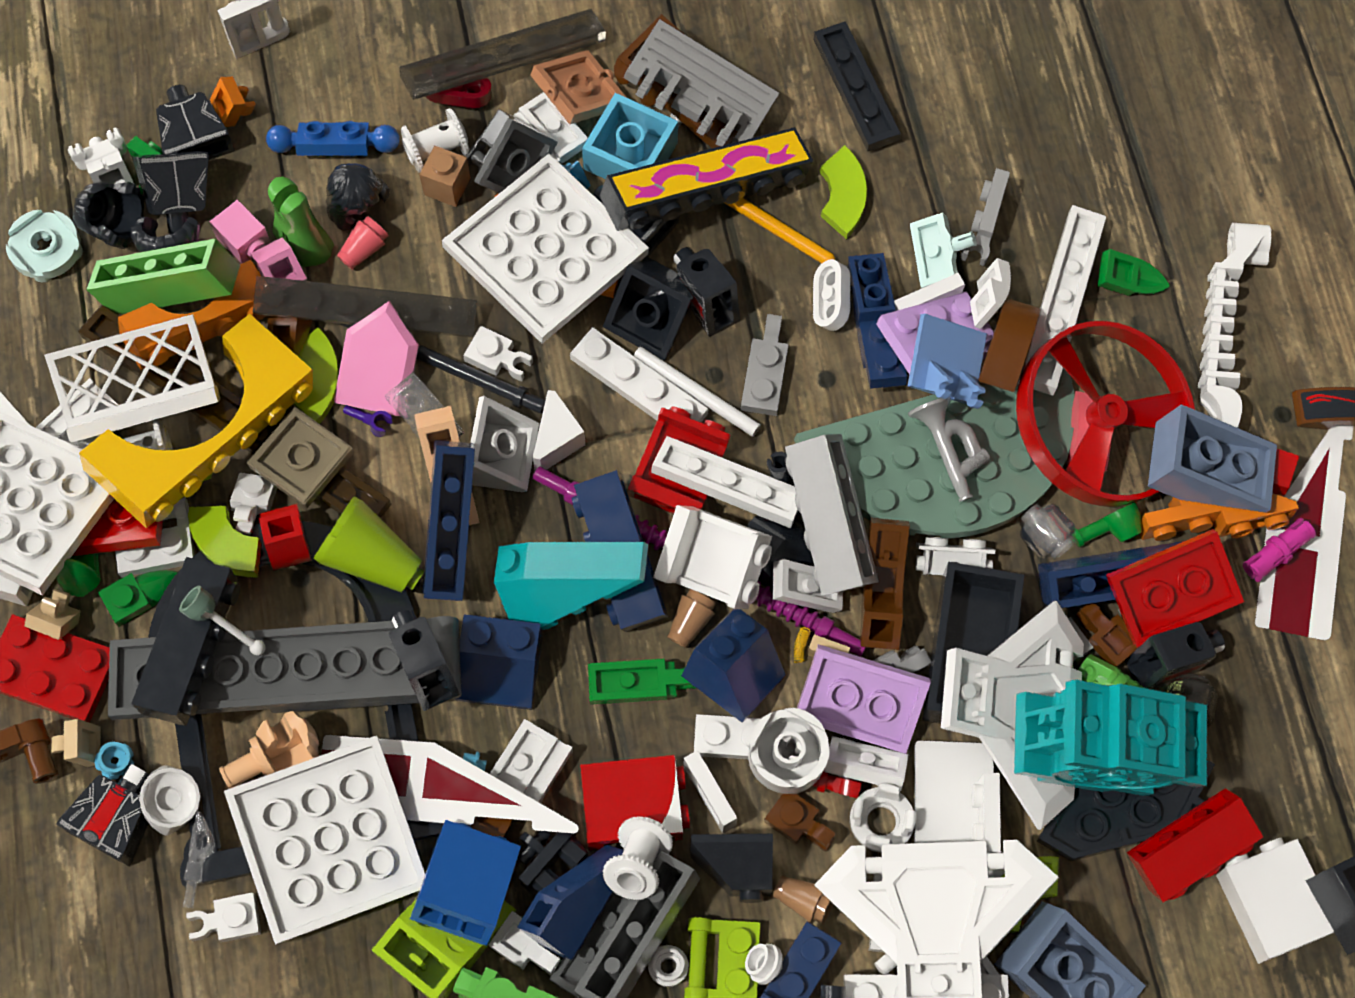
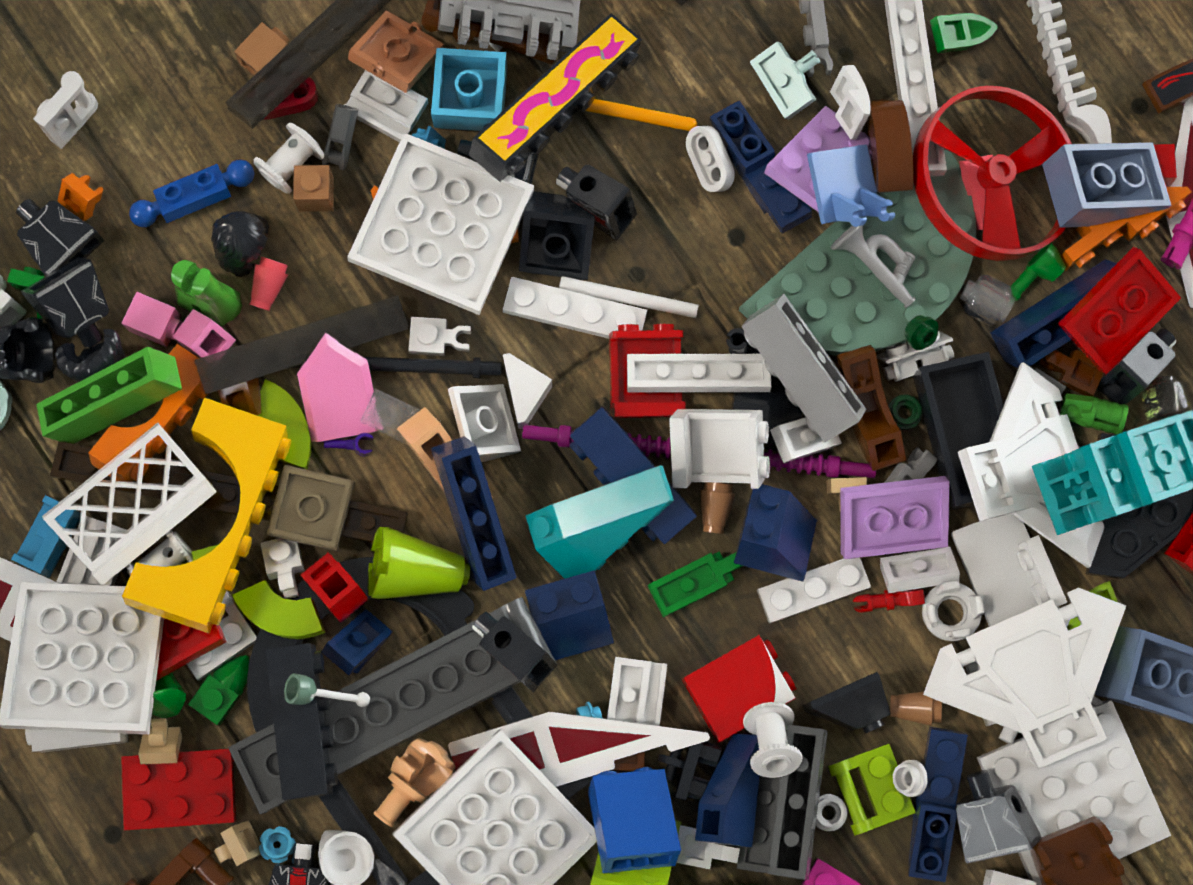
camera: 25 degrees left, 10 degrees up
(38, 395) = (42, 545): none -> dark azure hinge
(282, 601) = (357, 642): none -> dark blue slope
(455, 34) = (260, 48): none -> medium nougat brick
(513, 154) = (369, 146): dark grey slope -> none
(710, 791) = (800, 651): white tile -> none
(765, 370) = (681, 252): light grey plate -> none
(780, 729) = (870, 576): white brick -> none
(795, 818) = (878, 642): reddish brown plate -> none
(799, 651) = (820, 496): yellow leg -> none
(847, 191) = (680, 53): lime tile -> none
(923, 596) = (912, 405): none -> dark green plate
(944, 288) = (798, 123): white tile -> none
(965, 530) = (921, 332): none -> dark green plate

